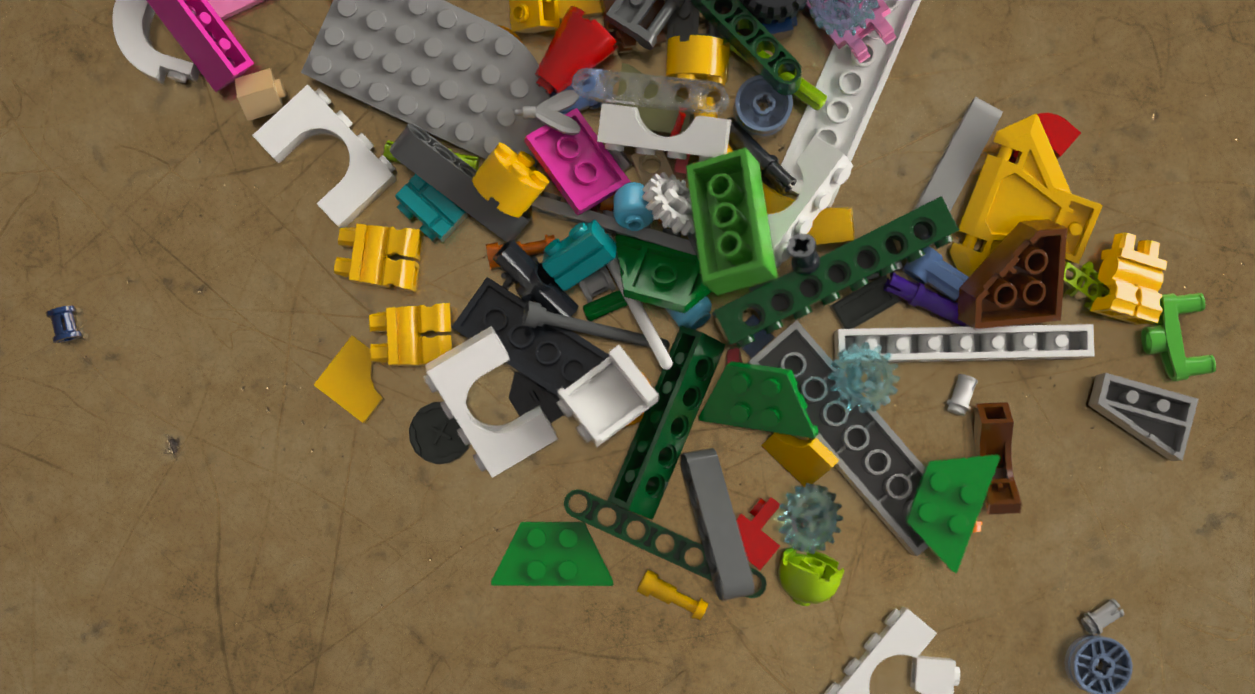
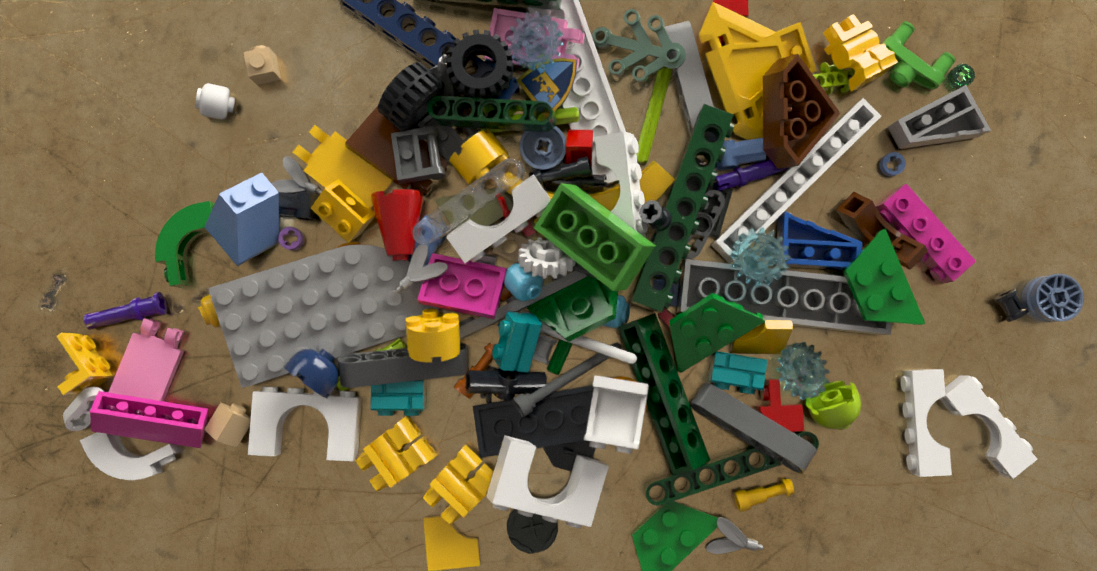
camera: 40 degrees left, 0 degrees up
(379, 114) = (315, 370): none -> dark blue cylinder
(607, 613) = (735, 539): none -> light grey piece
(751, 465) = (737, 371): none -> teal brick
(778, 153) = (581, 168): none -> black piece
(794, 135) = (579, 145): none -> red panel
(823, 54) = (551, 83): none -> shield
(865, 306) = (716, 210): none -> dark grey beam
(891, 167) = (653, 114): none -> lime axle
(924, 416) = (814, 245): none -> blue wedge
(936, 97) = (642, 47): none -> sand green plant
(962, 395) = (821, 211): white pin -> none
(1039, 490) = (914, 219): none -> dark pink brick
(1055, 637) = (1011, 305): none -> black bush
(1071, 421) = (898, 169): none -> medium blue bush
(1102, 617) = (1026, 267): light grey pin -> none
(1214, 398) = (954, 74): none -> clear green bush

